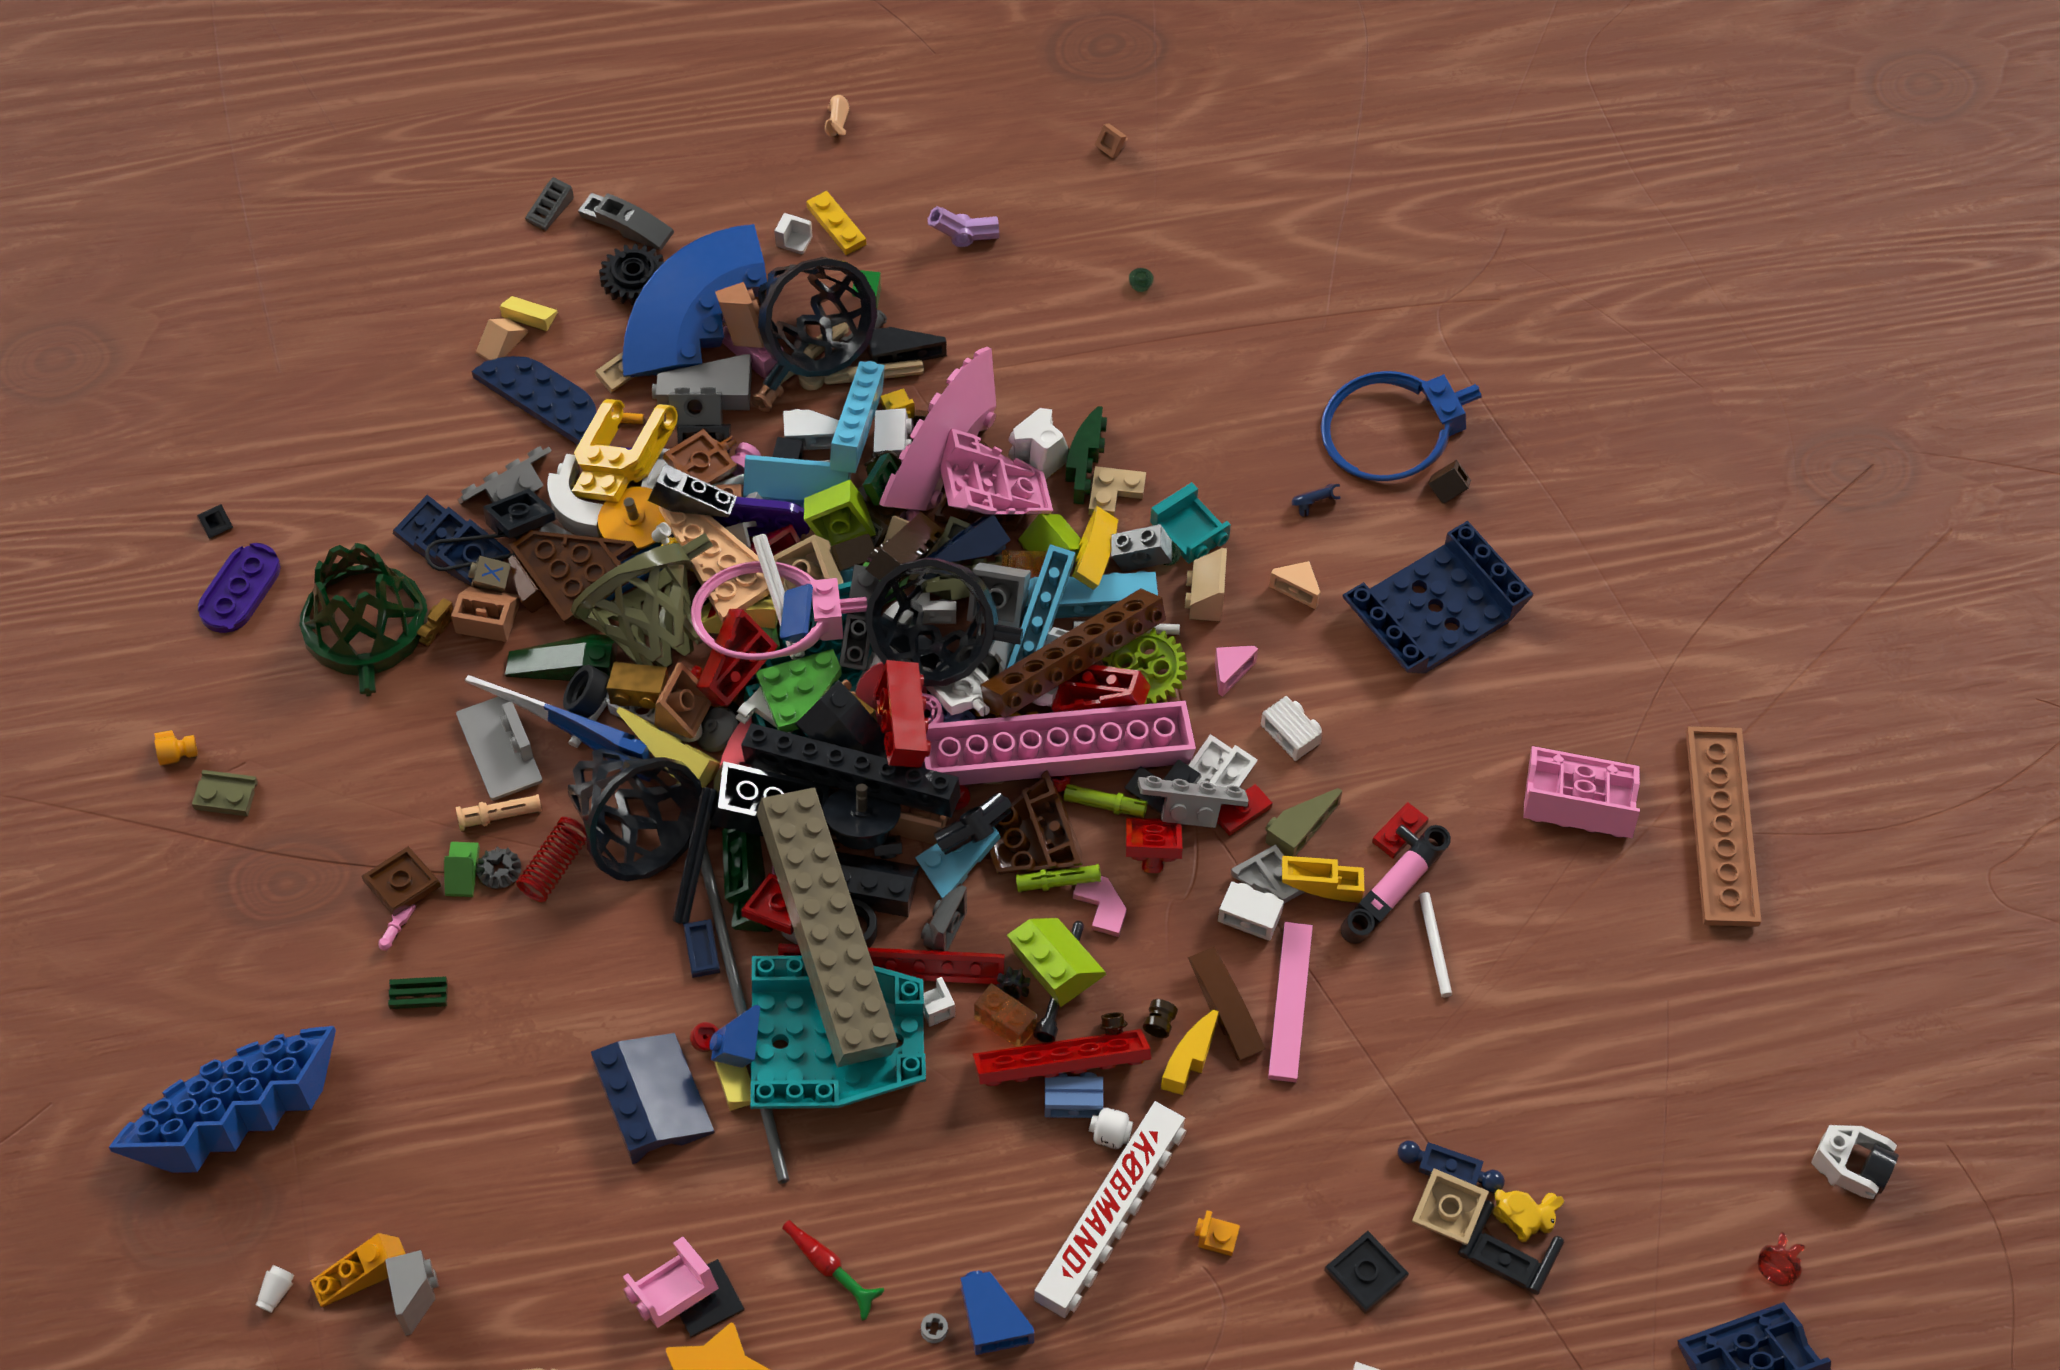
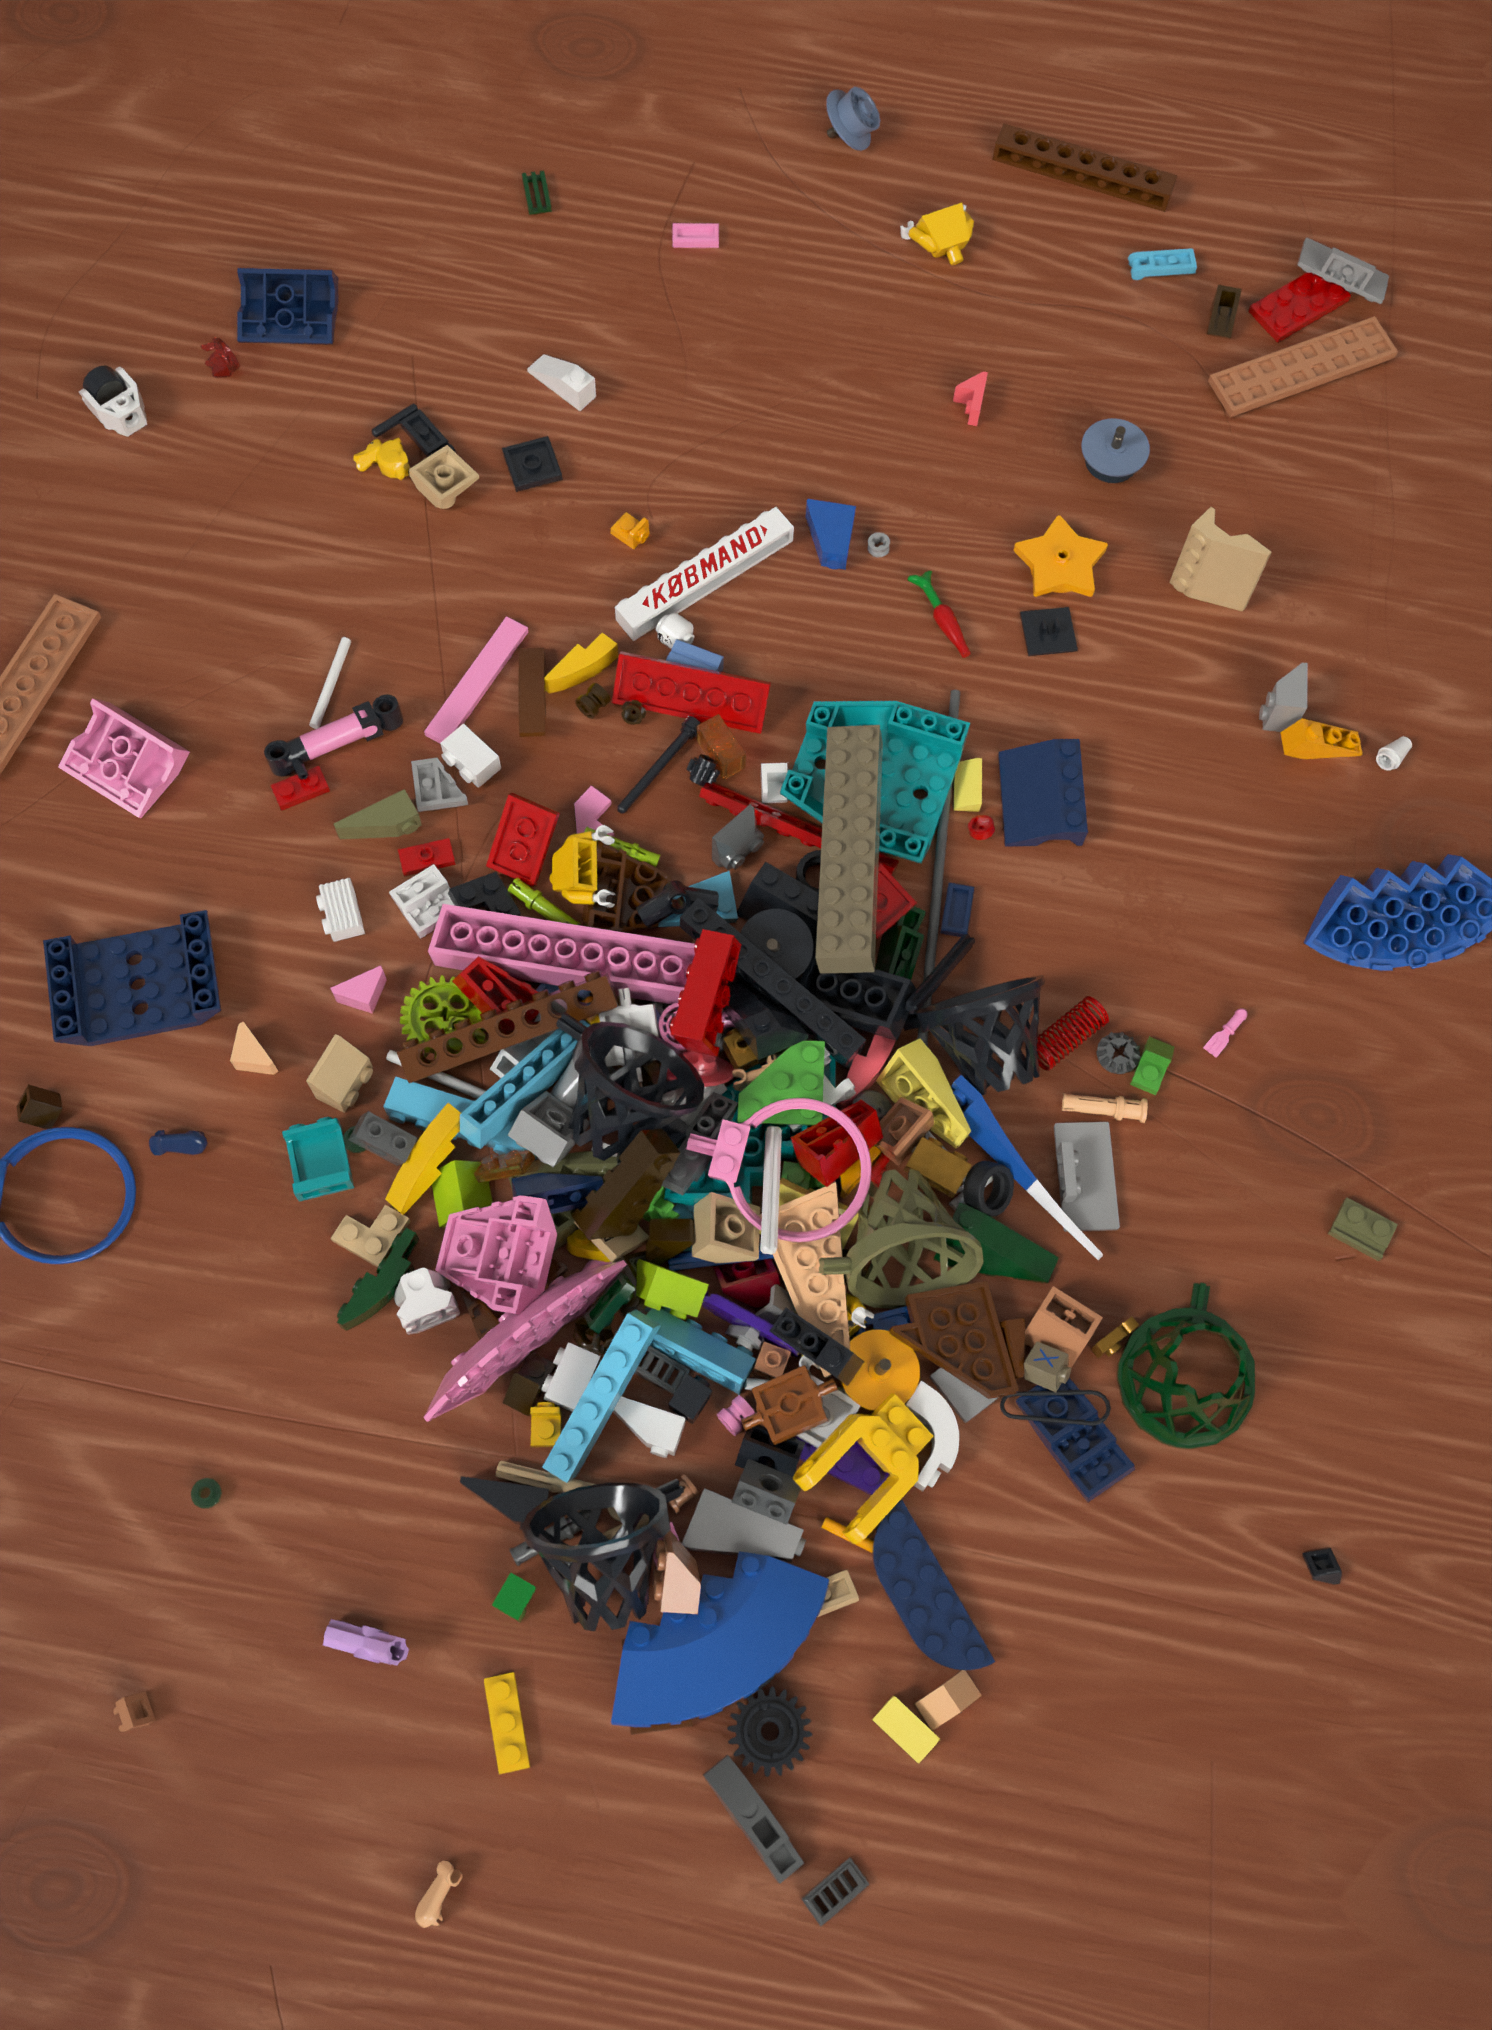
camera: 160 degrees left, 10 degrees up
(170, 749) = (1411, 1292): light orange piece -> none
(239, 588) = (1308, 1469): dark purple tile -> none
(401, 881) = (1213, 1069): reddish brown plate -> none
(419, 988) = (1241, 960): dark green tile -> none
(514, 480) = (993, 1488): light grey bracket -> none
(518, 514) = (998, 1426): black plate -> none
(671, 1286) = (1076, 634): bright pink panel -> none
(737, 1040) = (957, 802): blue slope -> none
(793, 233) = (564, 1719): white panel -> none
(796, 613) = (762, 1154): blue slope -> none
(1055, 958) = (656, 773): lime slope -> none
(1085, 822) = (576, 868): none -> yellow torso
(1191, 802) = (468, 866): light grey bracket -> none
(1324, 878) = (392, 758): yellow slope -> none
(1452, 1163) = (424, 510): dark blue plate -> none

